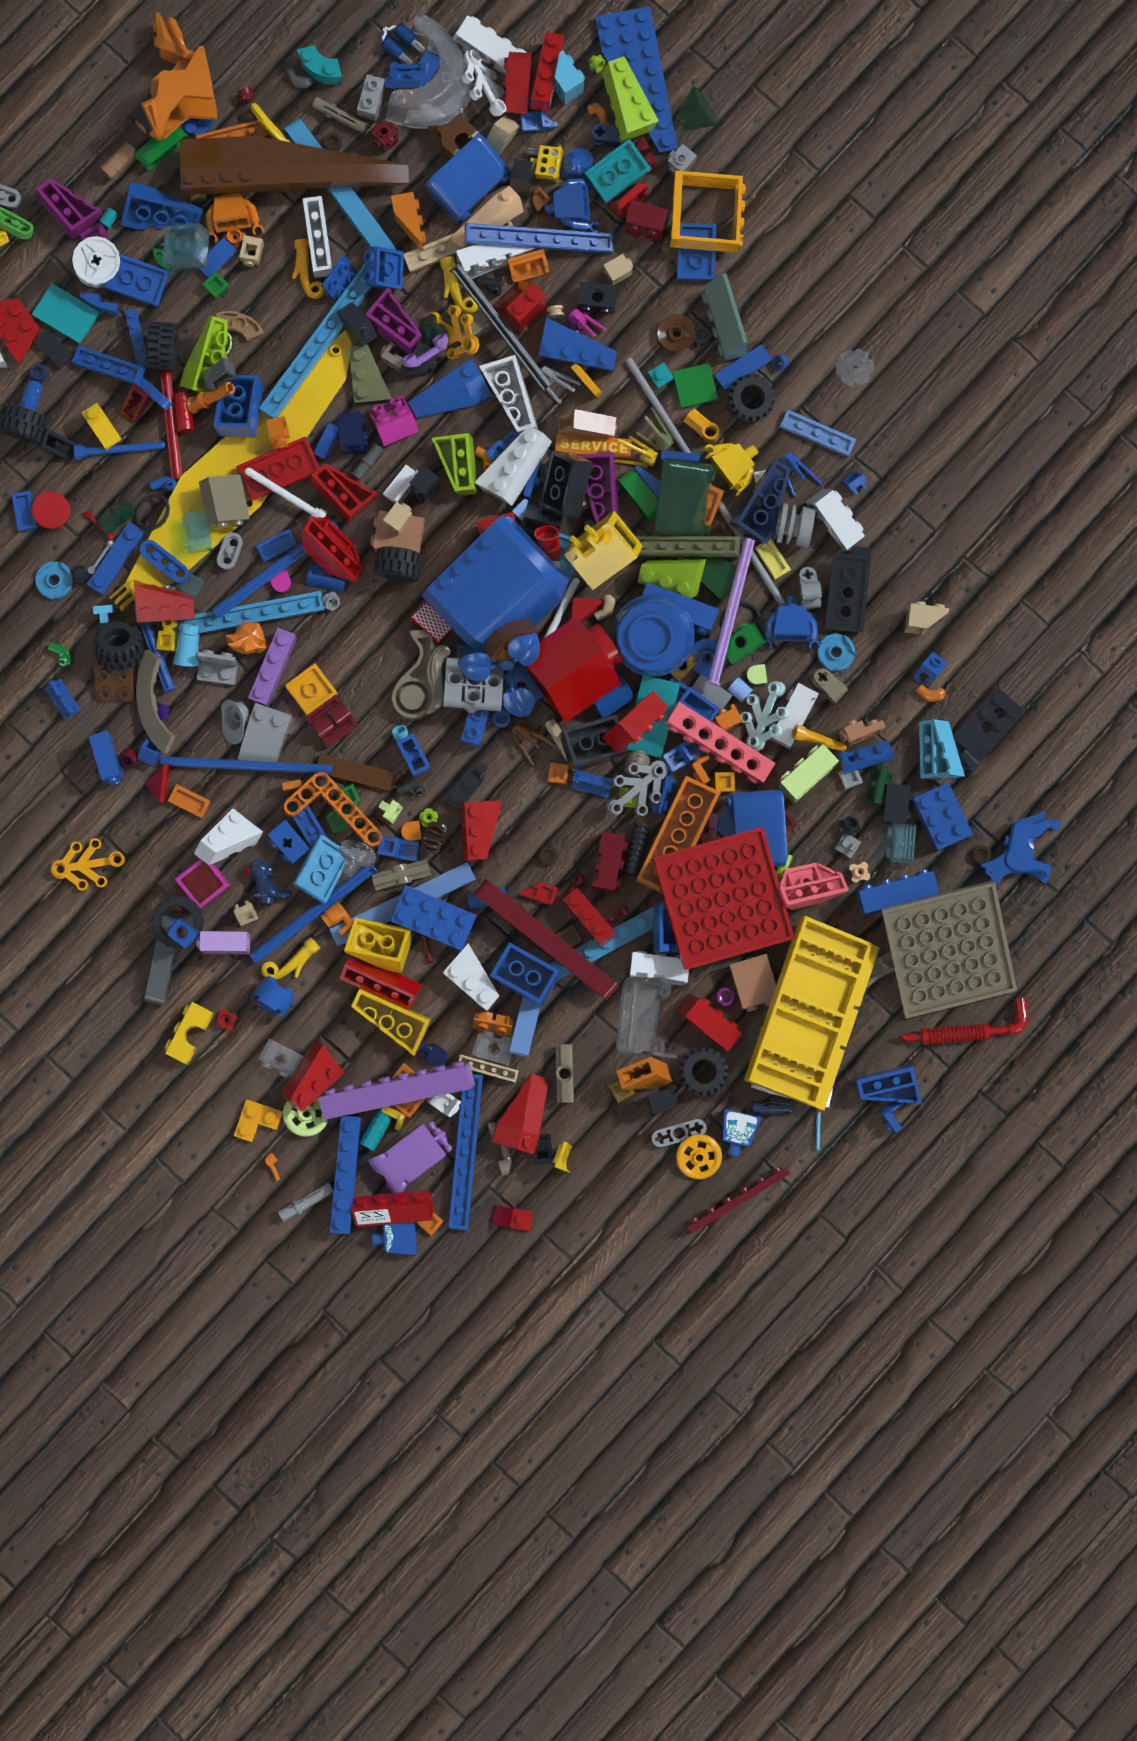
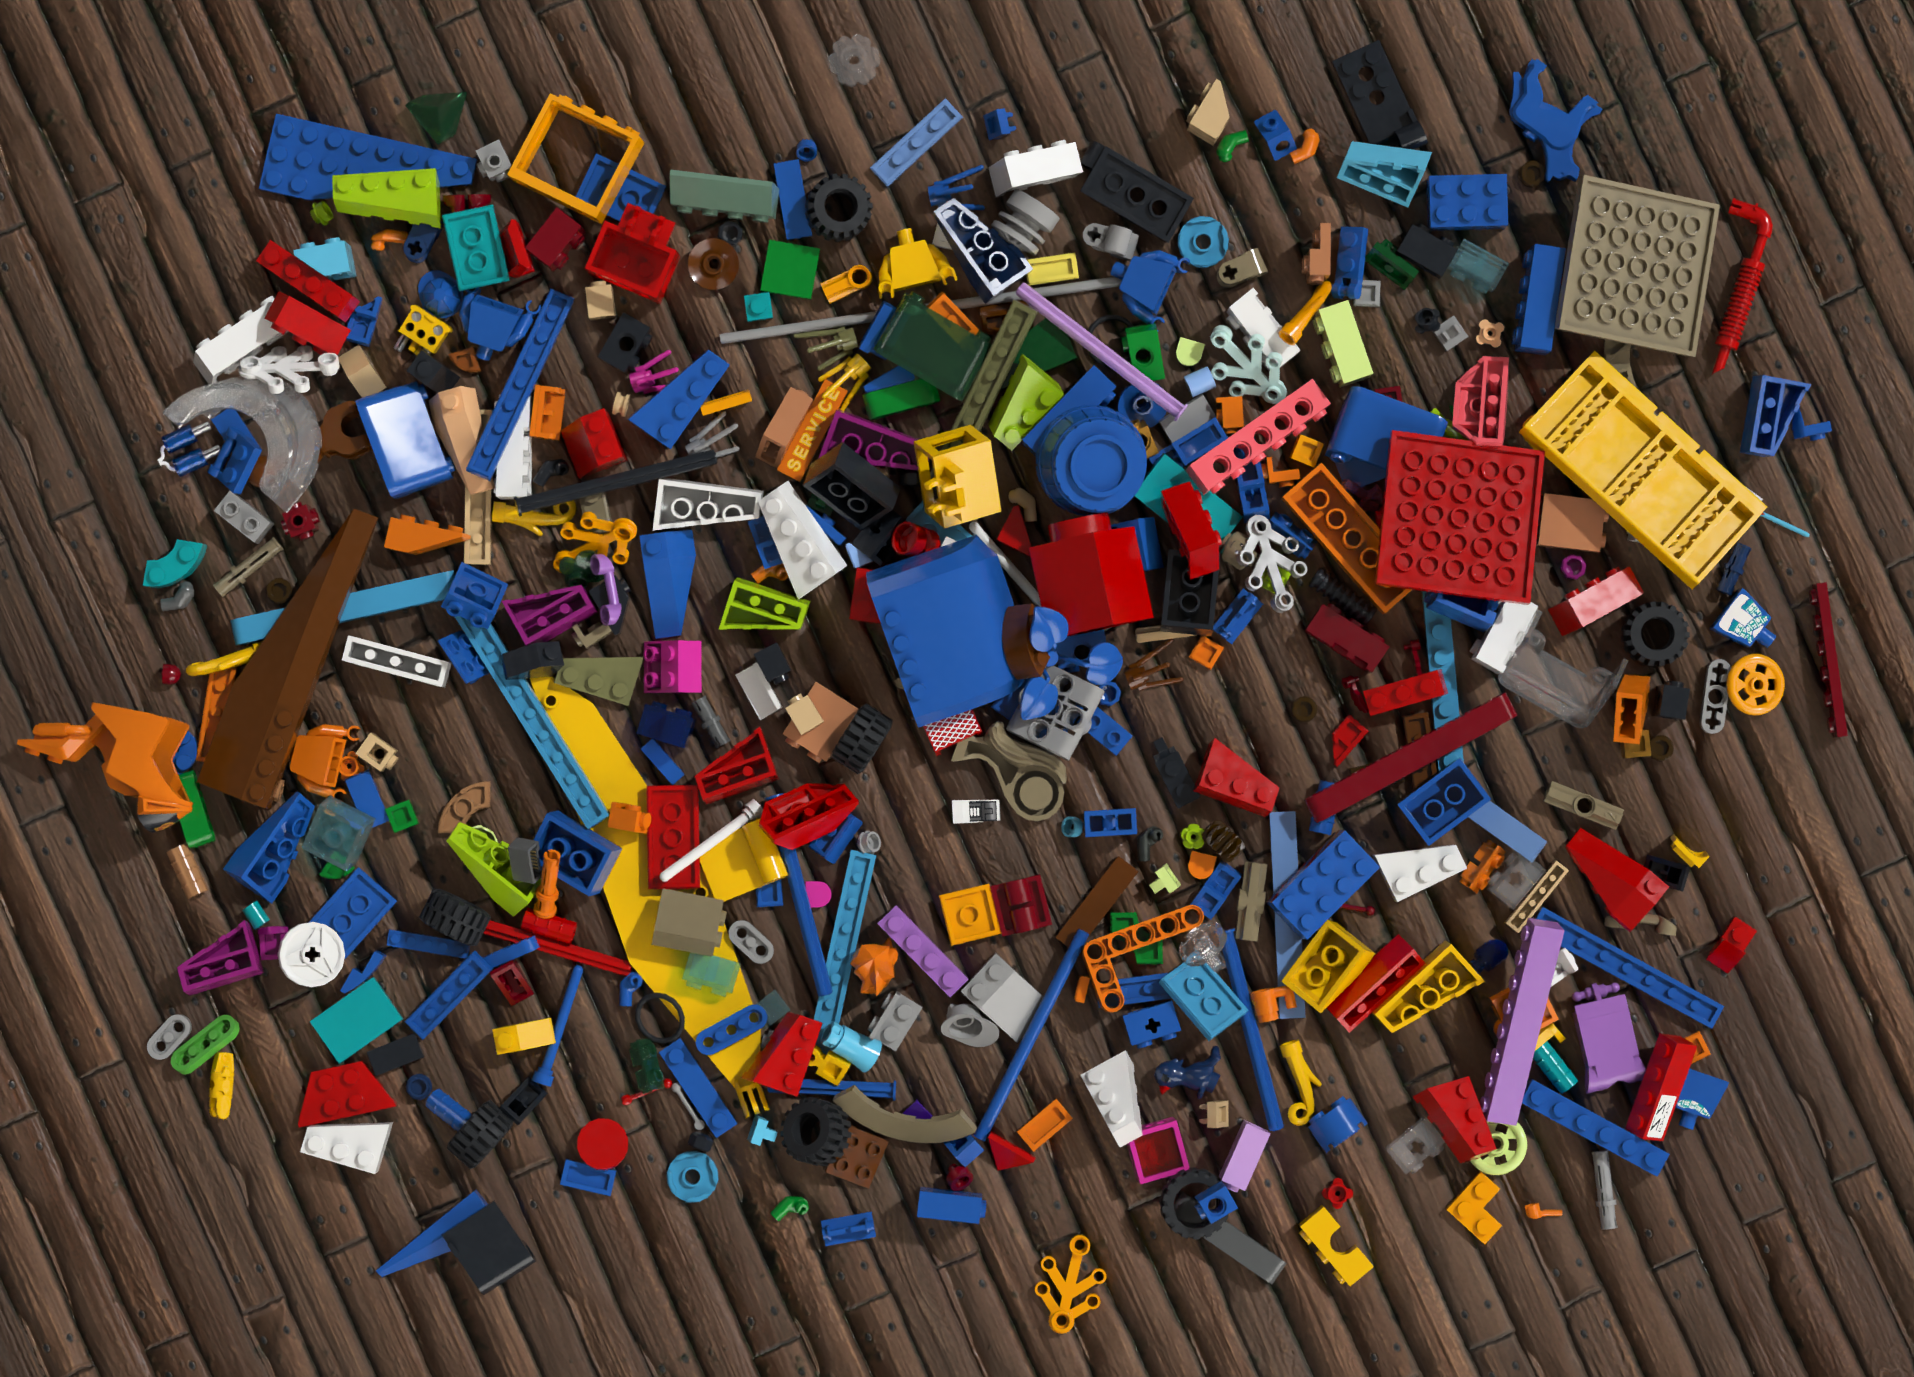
camera: 60 degrees left, 5 degrees up
(279, 522) = (742, 863): none -> yellow door
(302, 268) = (426, 697): light orange plant -> none
(382, 662) = (975, 811): none -> leg
(659, 277) = (635, 253): none -> red piece
(910, 640) = (1228, 143): none -> green arm

